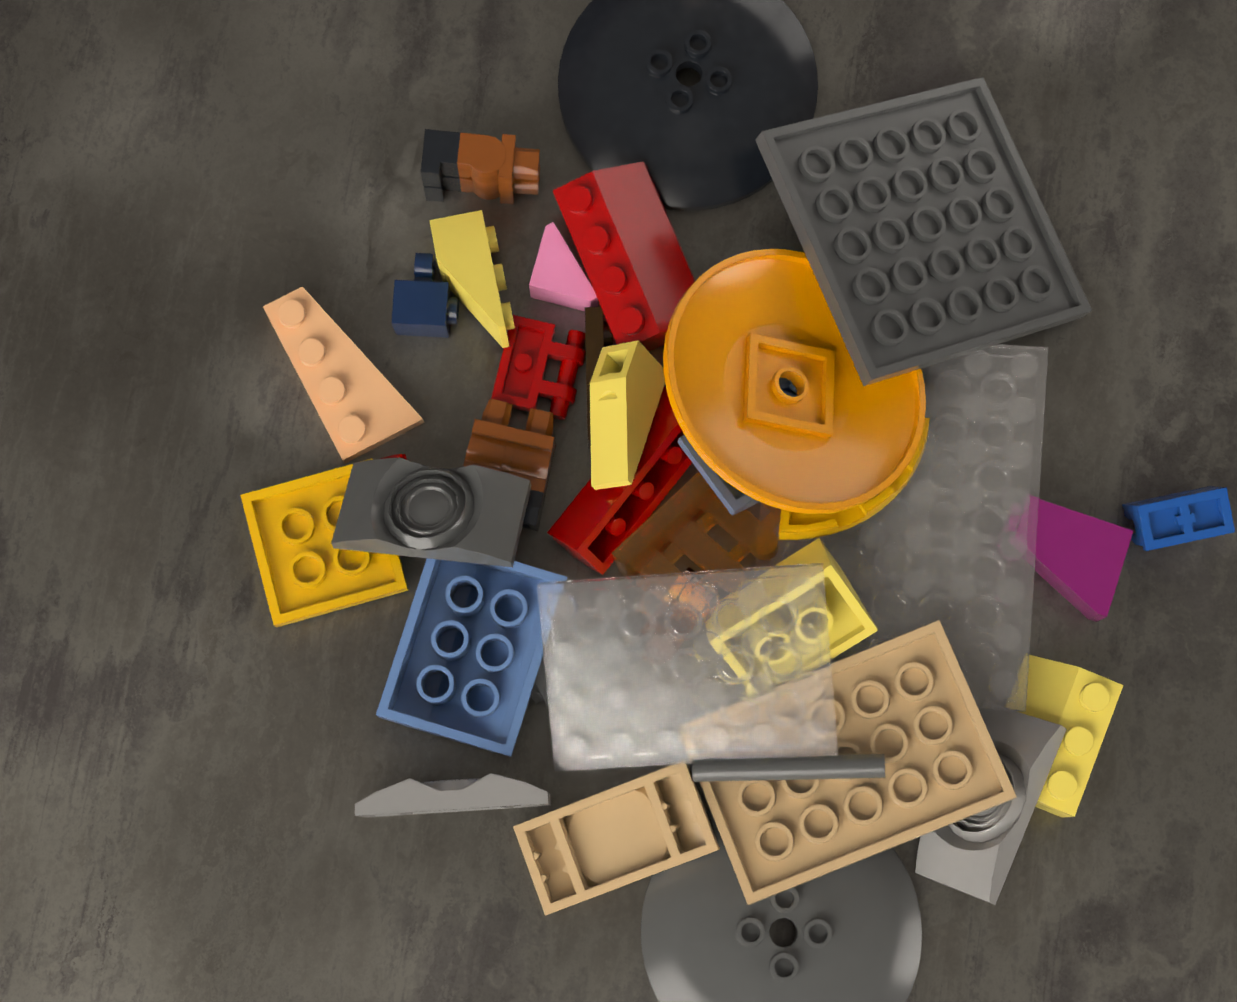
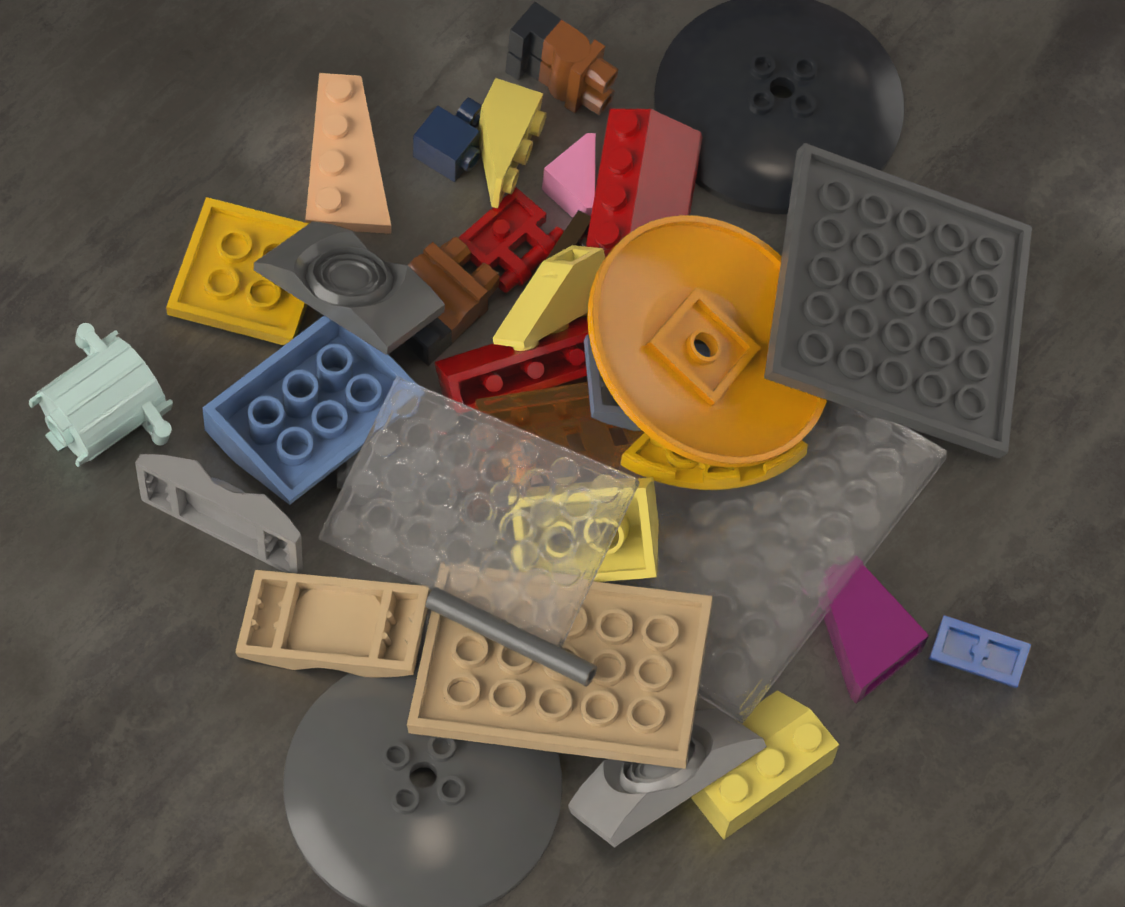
camera: 25 degrees right, 15 degrees down
(276, 757) = (102, 398): none -> light aqua container

